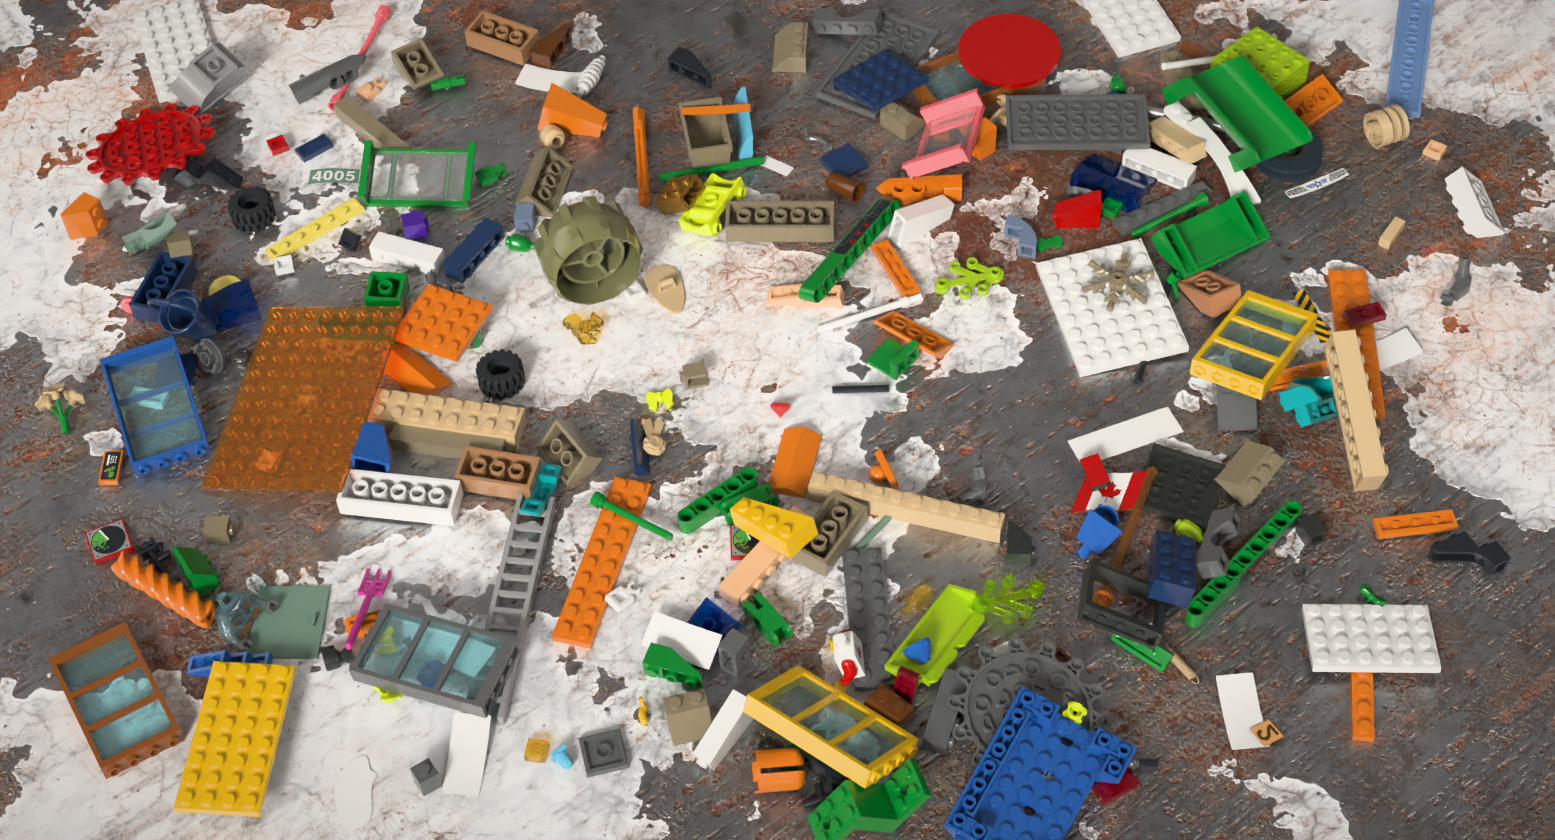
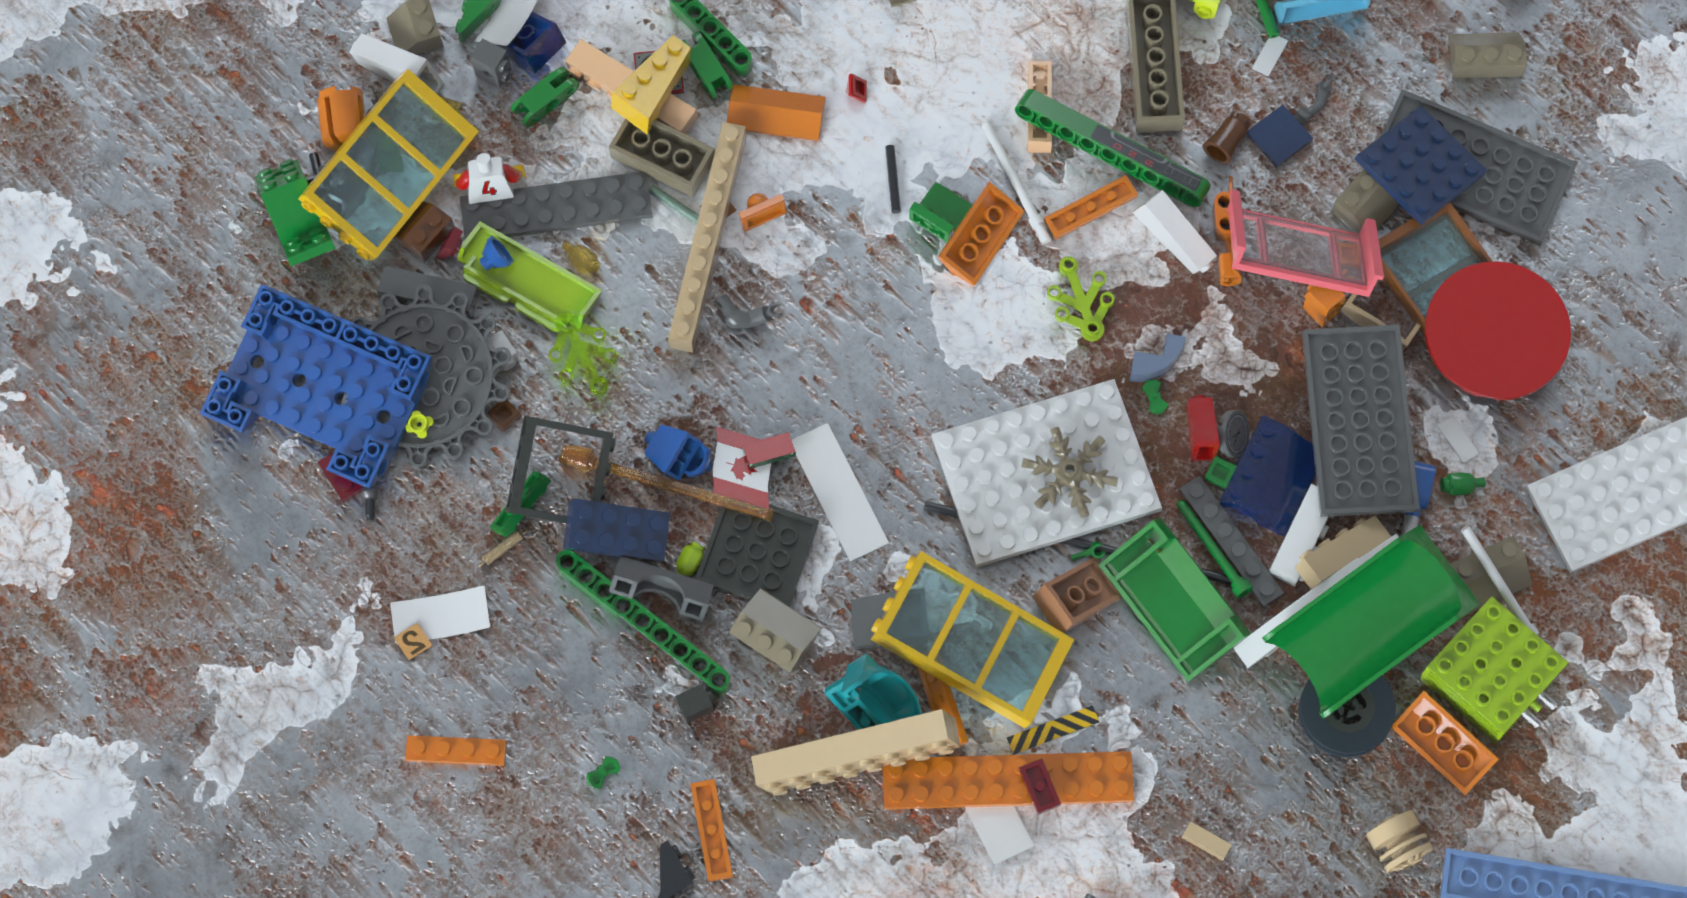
camera: 85 degrees right, 20 degrees up
(865, 23) = (1537, 140): dark grey arch -> none
(1018, 546) = (658, 364): pearl dark grey slope -> none
(1190, 50) = (1549, 586): dark orange sticker -> none
(1317, 183) = (1298, 750): white sticker -> none
(1370, 638) = (539, 763): white plate -> none

